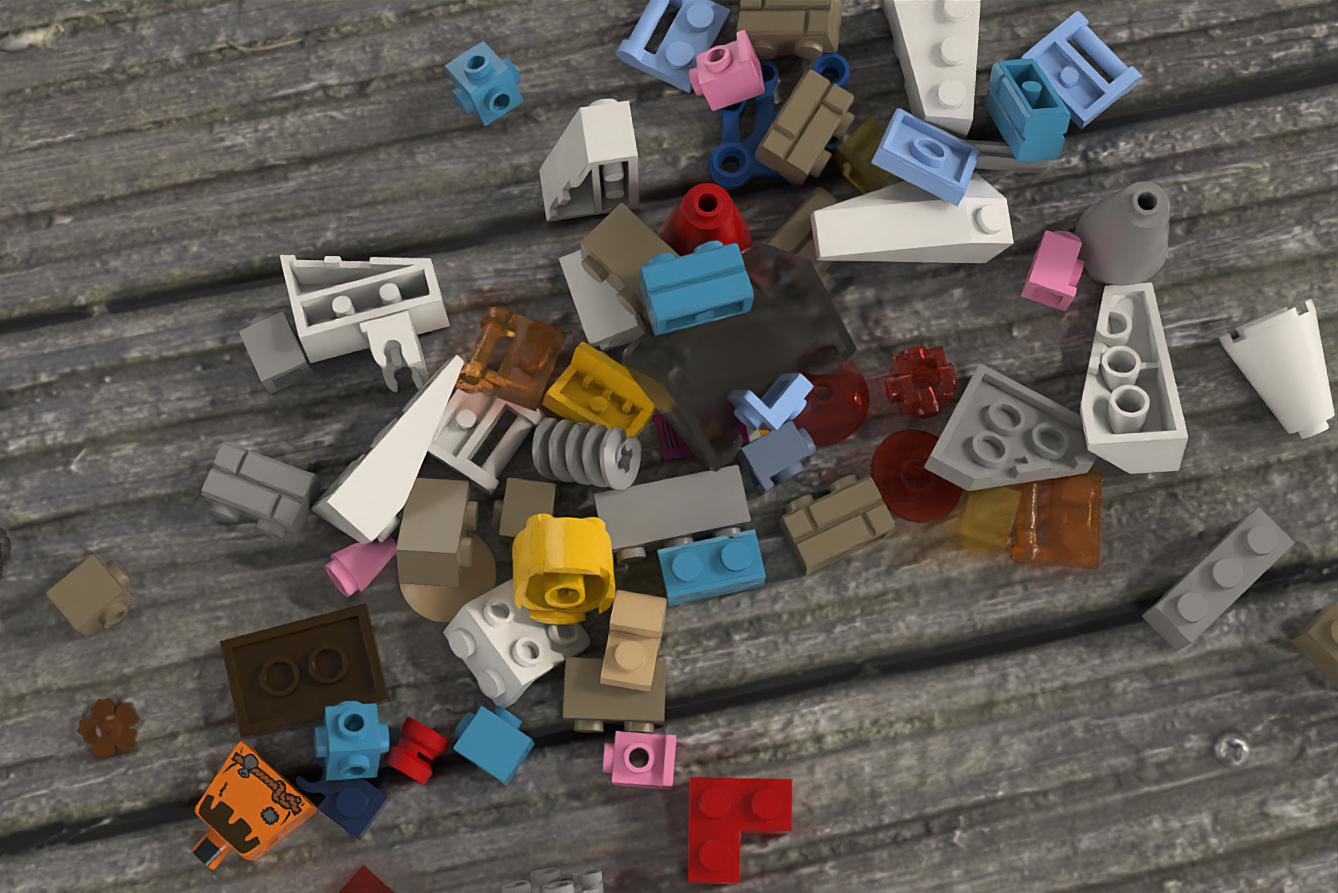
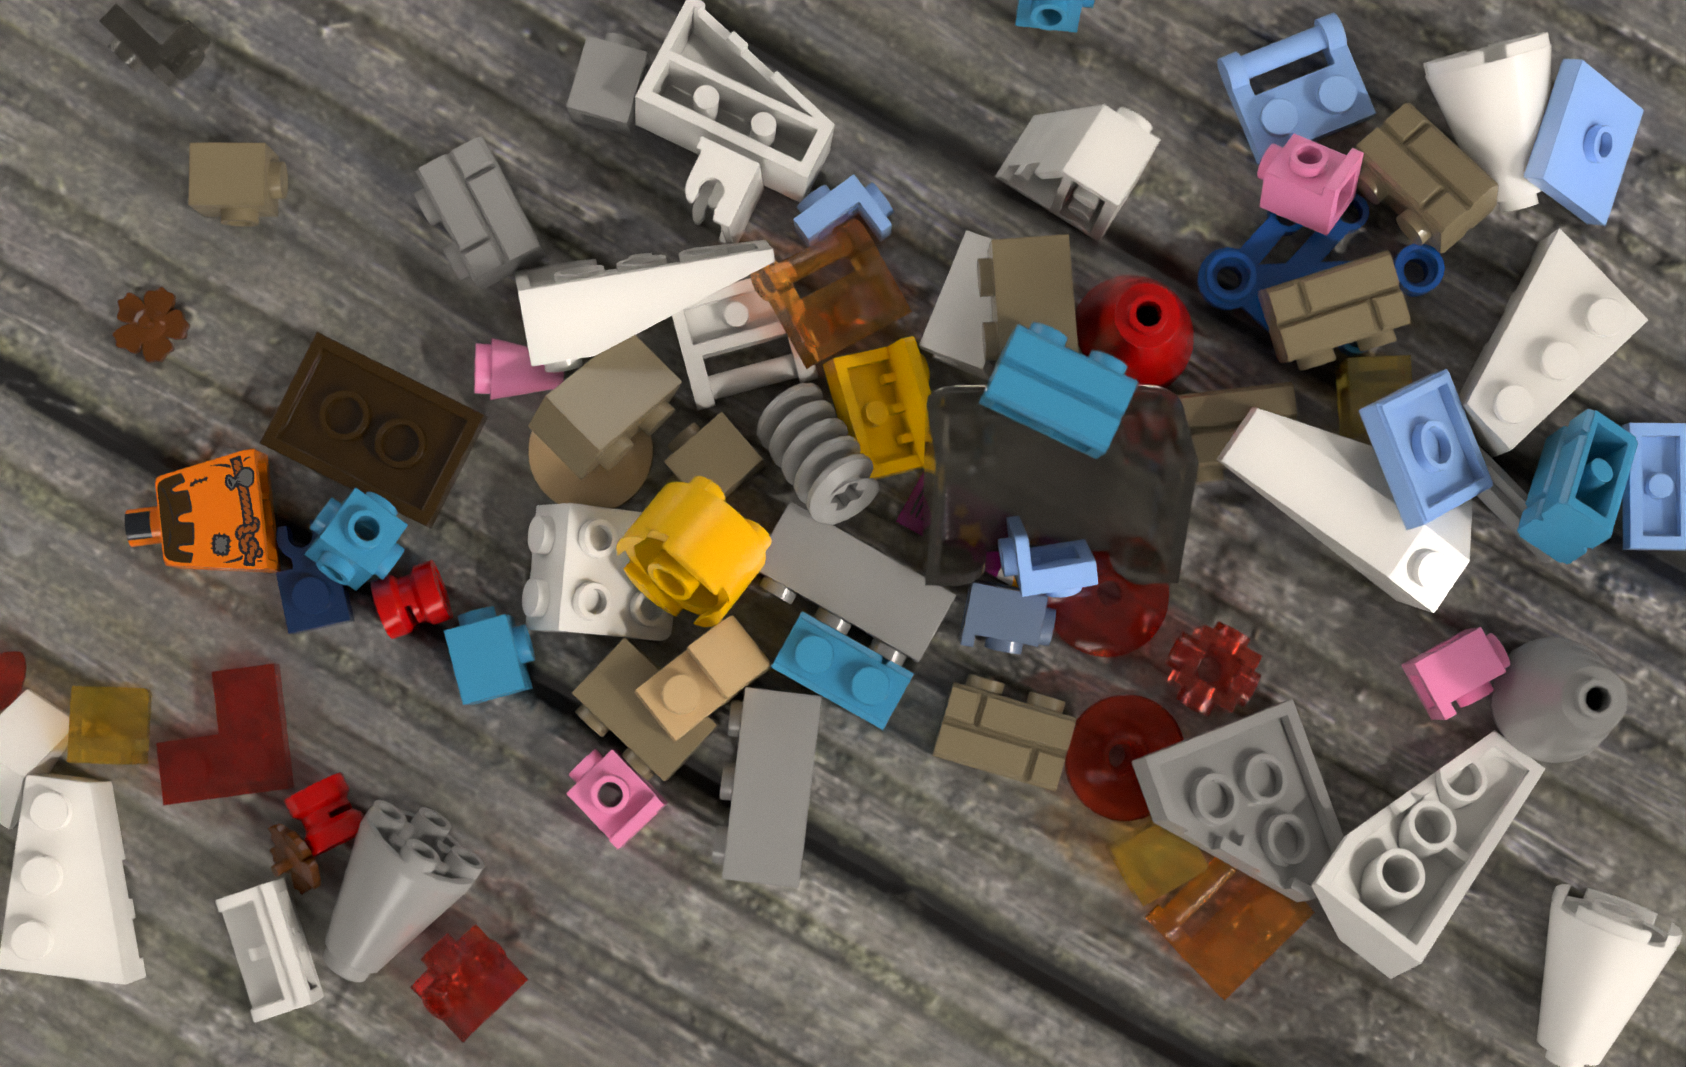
camera: 45 degrees right, 10 degrees up
(476, 296) = (828, 208): none -> light blue bracket
(722, 812) = (651, 914): red brick -> none
(727, 673) = (768, 787): none -> light grey brick

